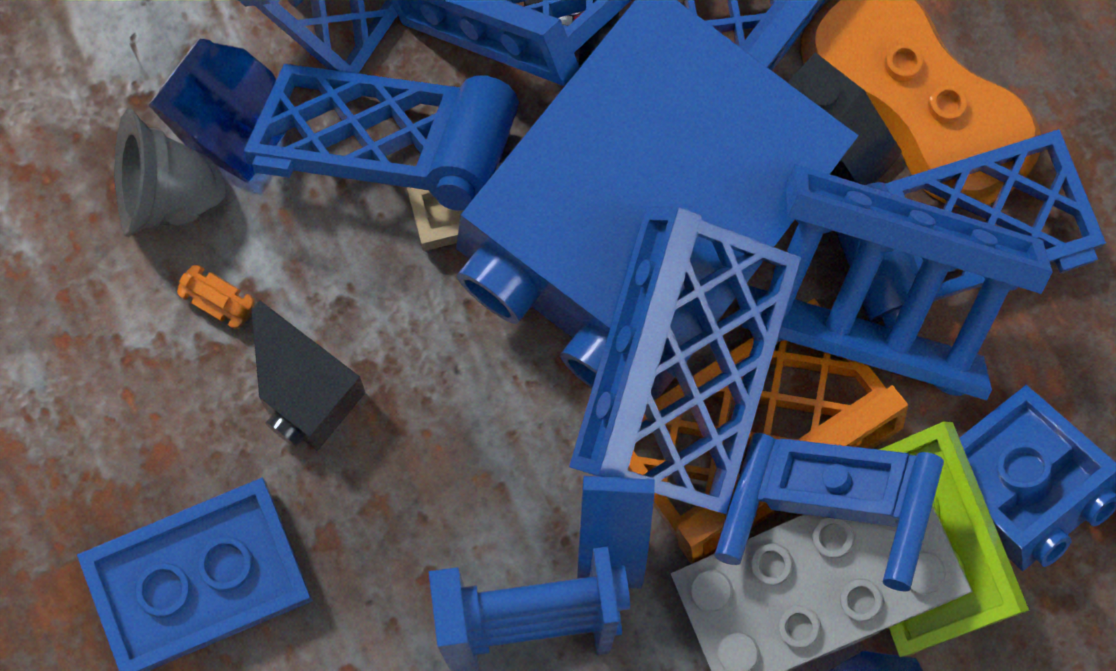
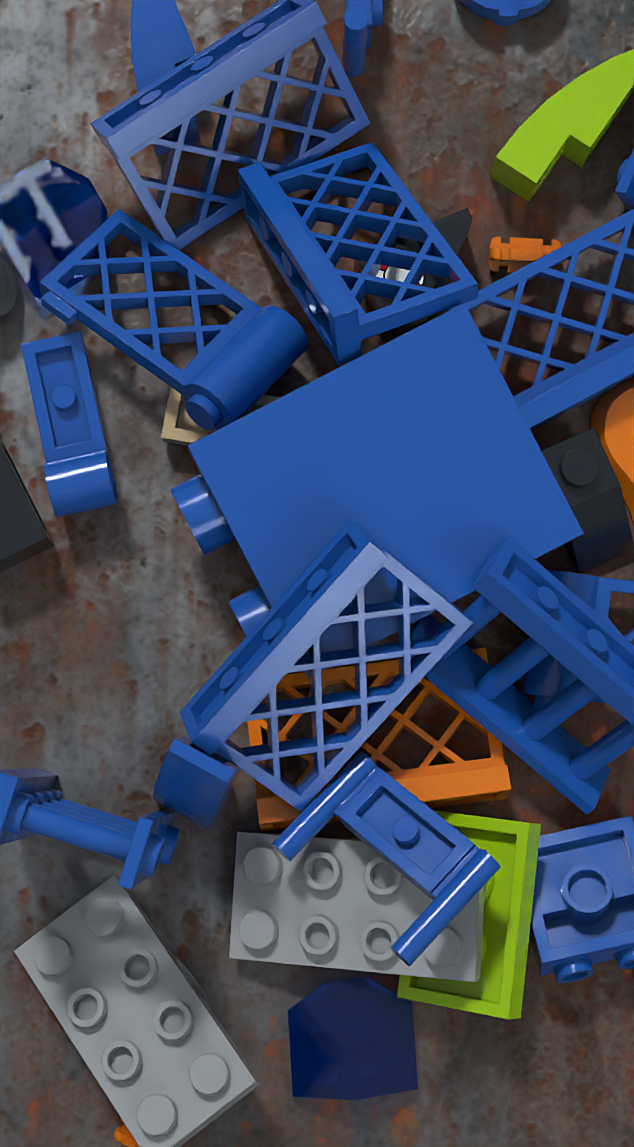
camera: 25 degrees right, 10 degrees up
(330, 271) = (69, 425): none -> blue plate

